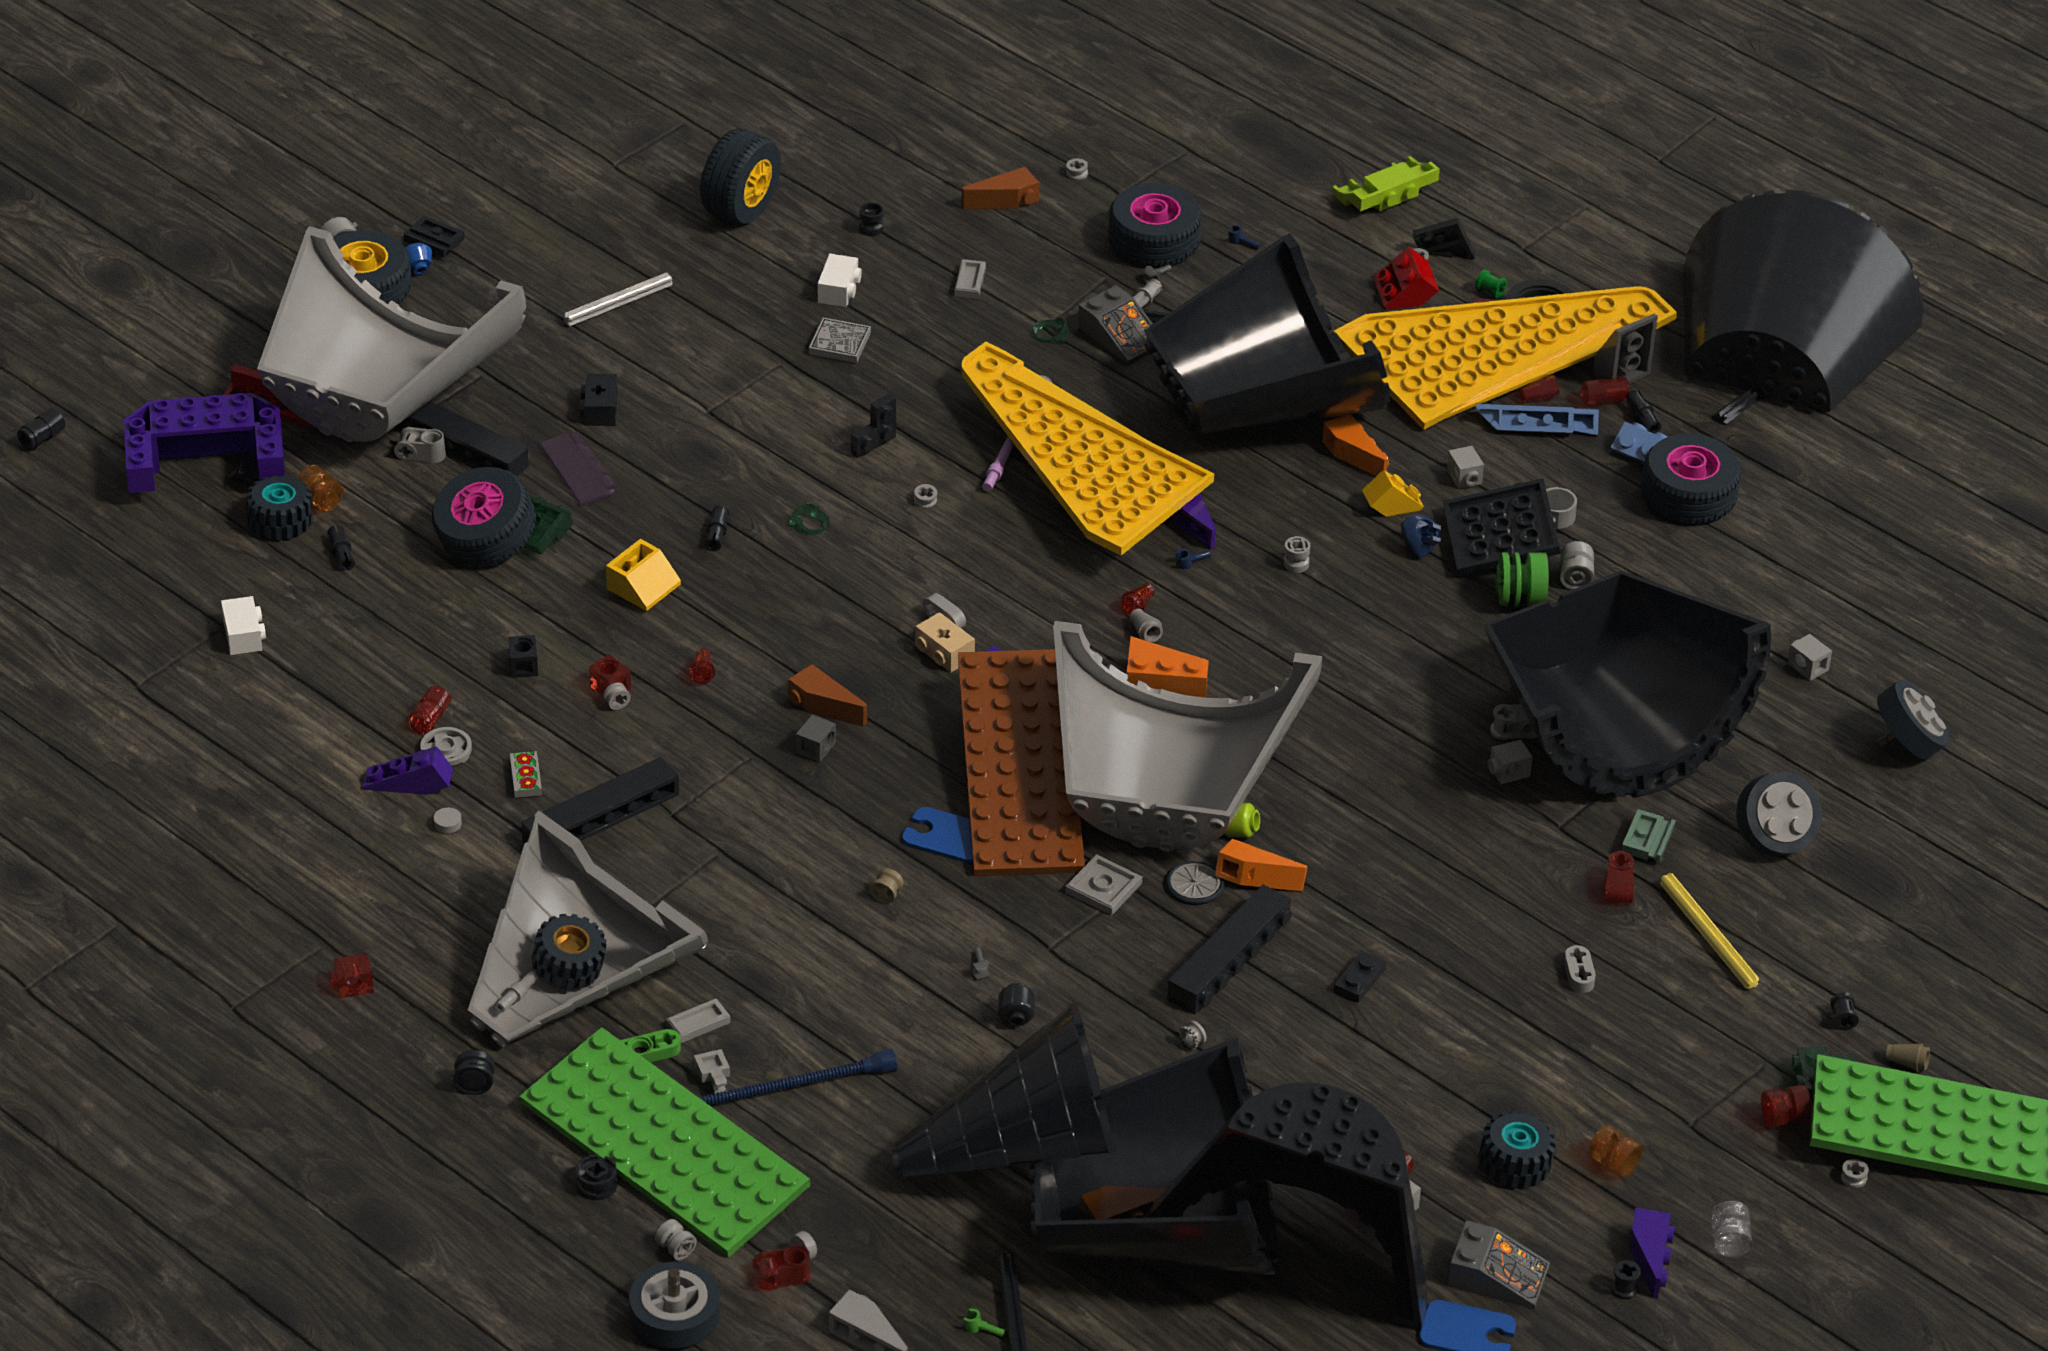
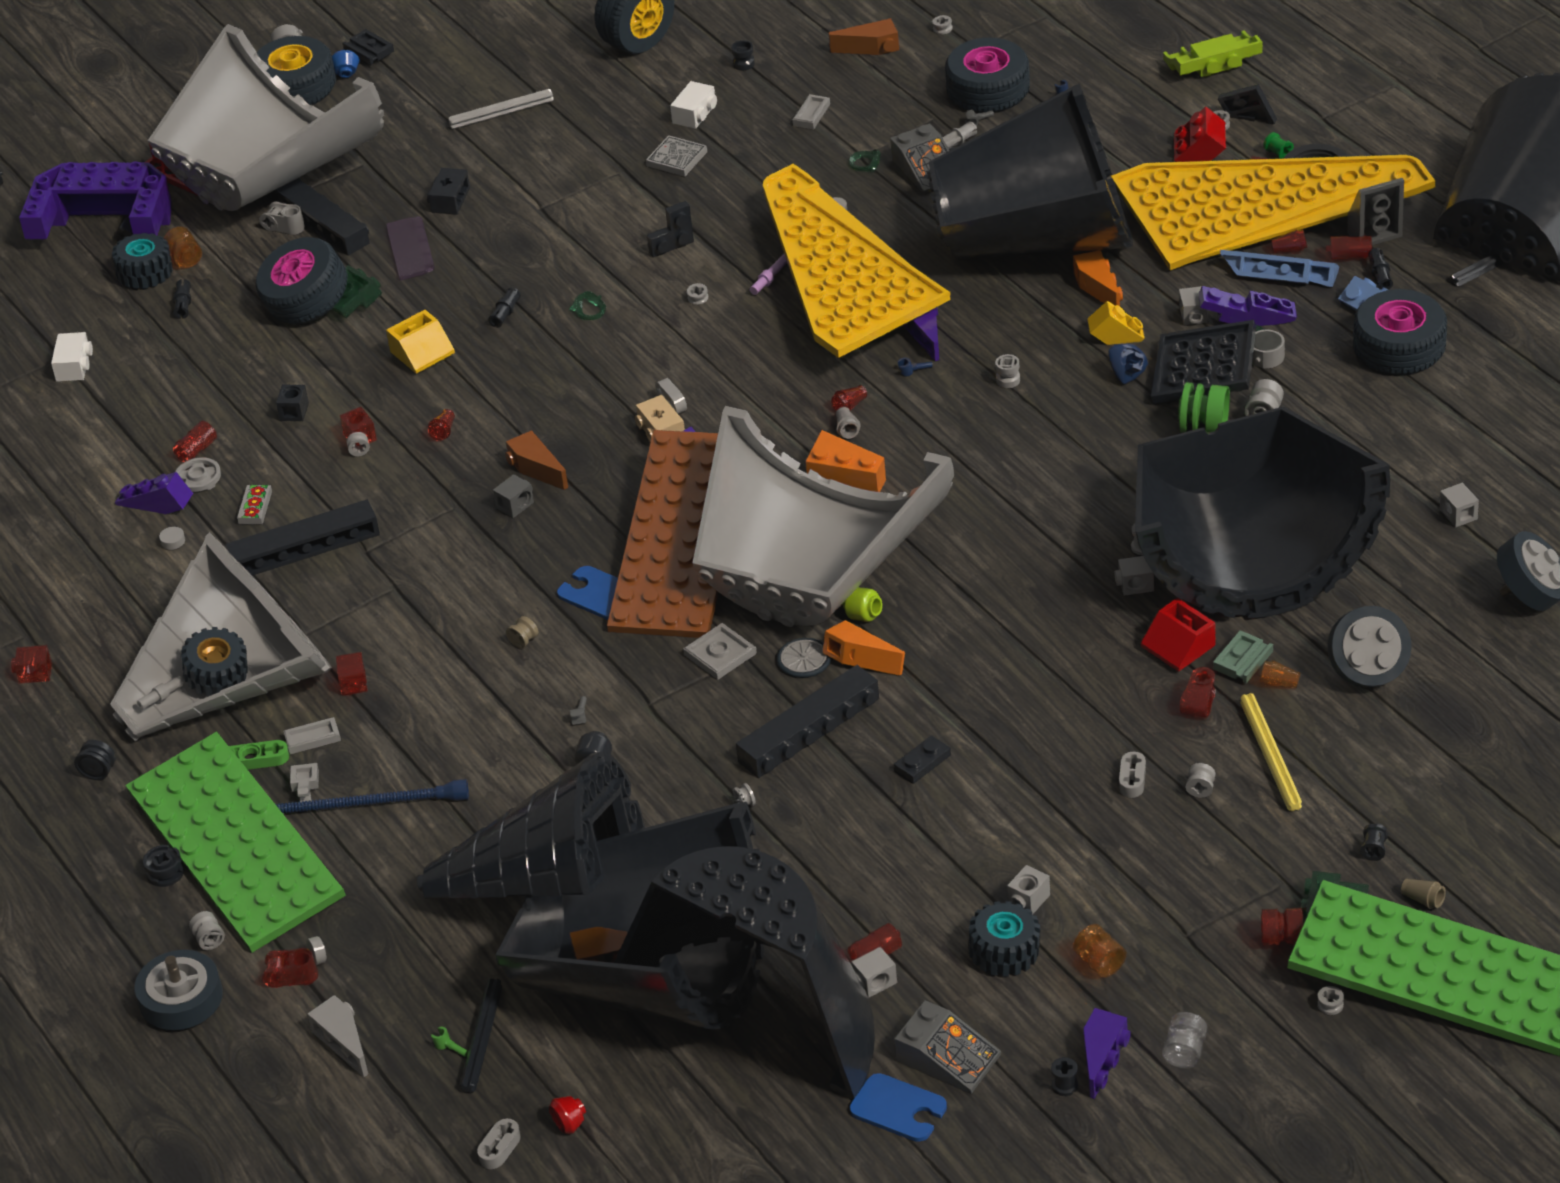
camera: 20 degrees right, 0 degrees up
(720, 950) = (351, 673): none -> clear red brick
(1521, 1095) = (1029, 888): none -> light grey brick
(1523, 467) = (1256, 307): none -> dark purple slope
(1579, 820) = (1179, 635): none -> red slope
(1652, 967) = (1200, 780): none -> light grey wheel
(1691, 851) = (1279, 675): none -> clear orange cone

